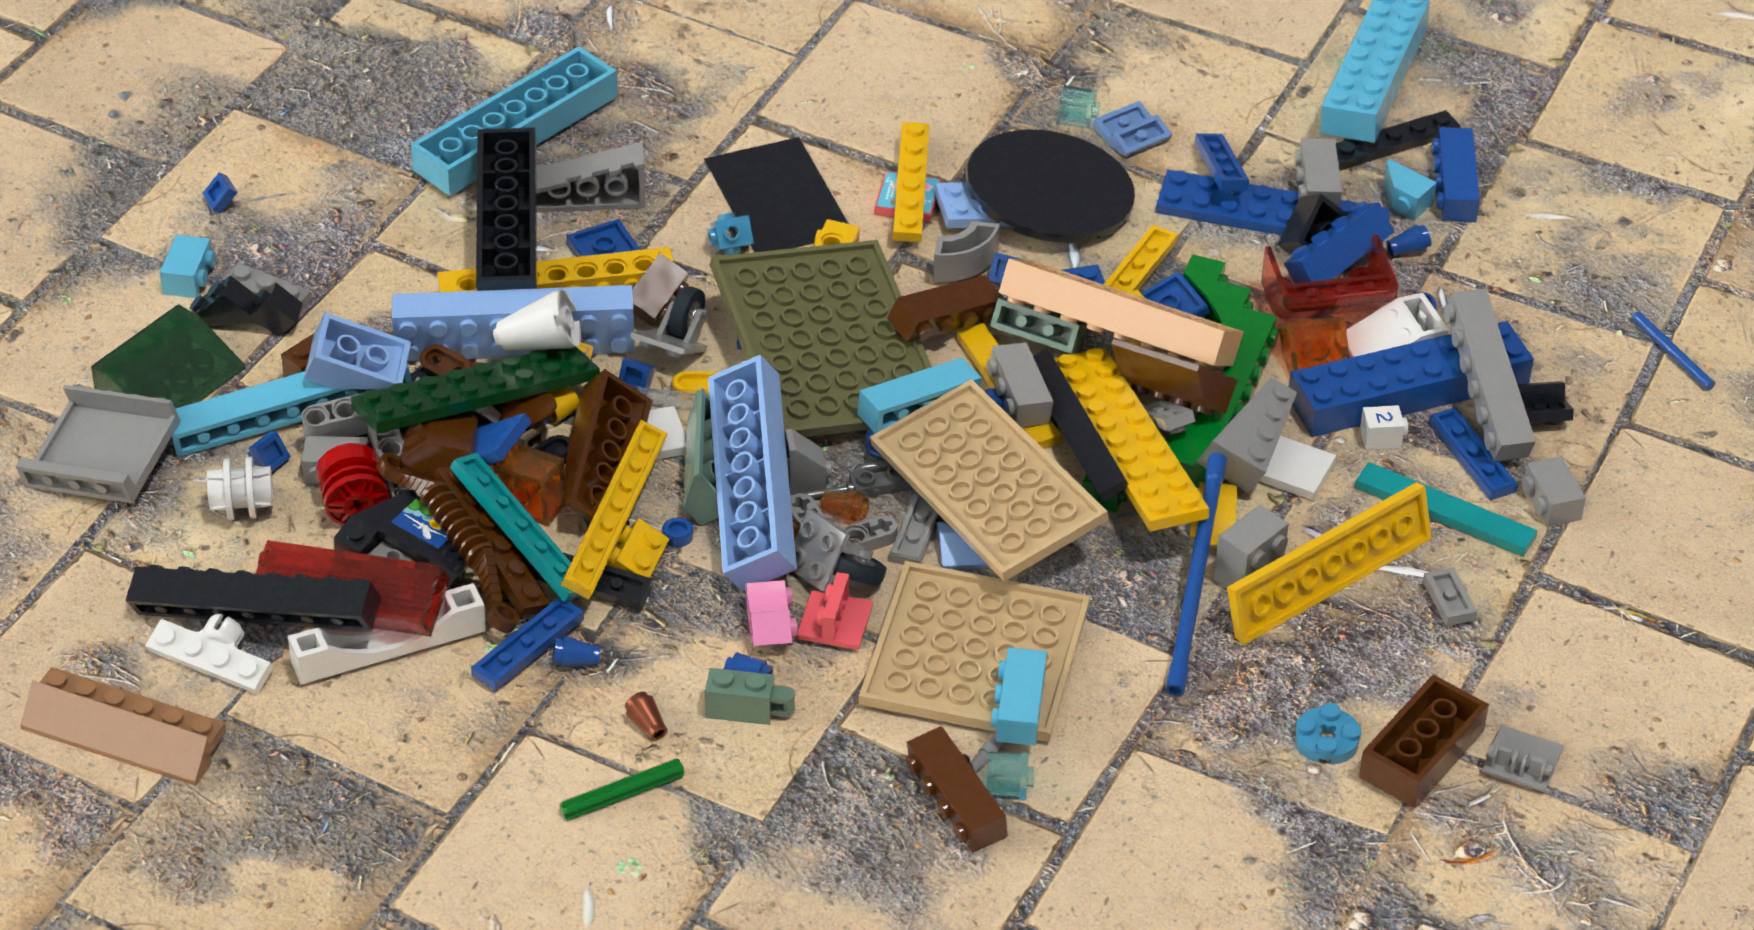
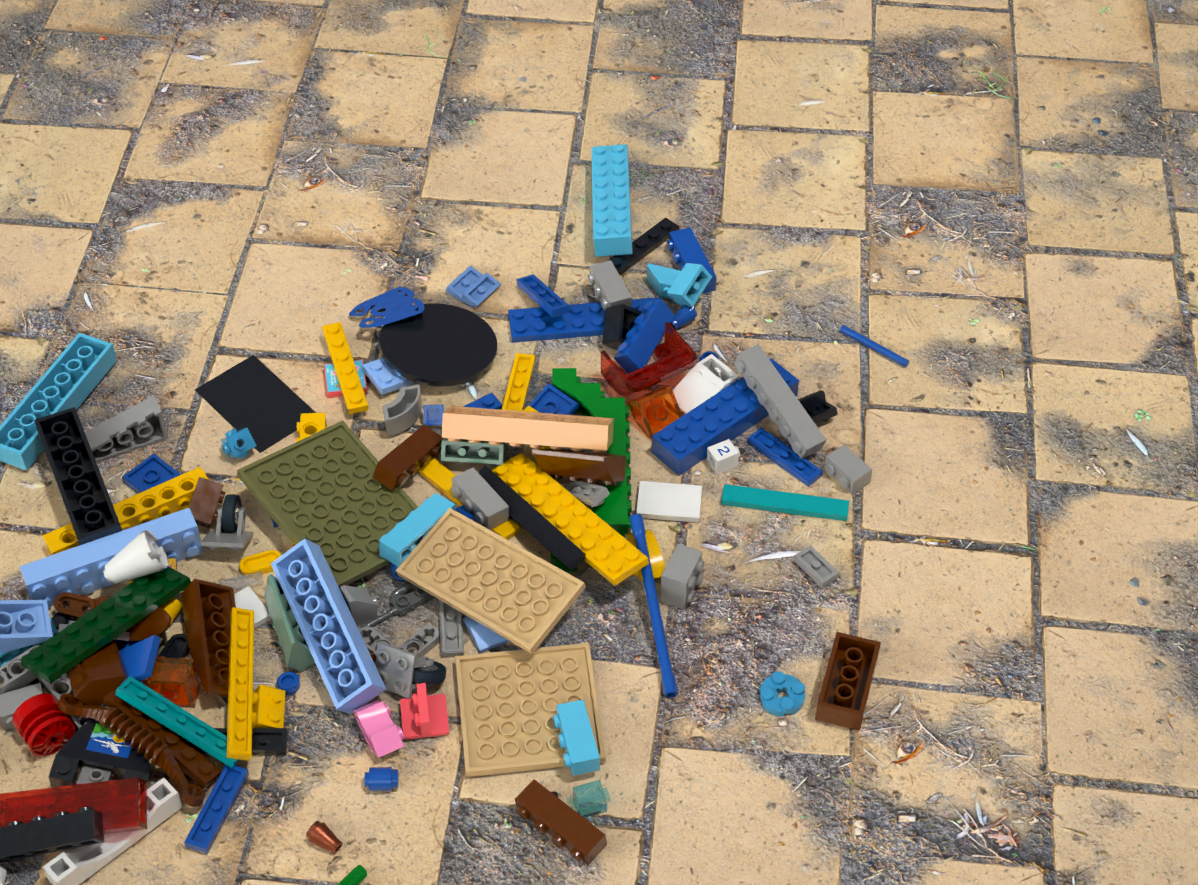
camera: 20 degrees left, 5 degrees up
(573, 653) = (253, 804): blue cone -> none
(636, 373) = (213, 571): blue tile -> none
(746, 697) = (389, 799): sand green brick -> none
(848, 504) = (397, 624): clear orange cone -> none
(981, 758) = (567, 785): light grey piece -> none
(1013, 123) = (396, 305): none -> blue piece
(1077, 106) = (432, 281): clear light blue brick -> none
(1253, 435) = (648, 490): light grey wedge -> none
(1329, 563) = (733, 569): yellow plate -> none
(1432, 198) = (689, 284): none -> medium azure brick
(1522, 758) = (911, 670): light grey hinge -> none

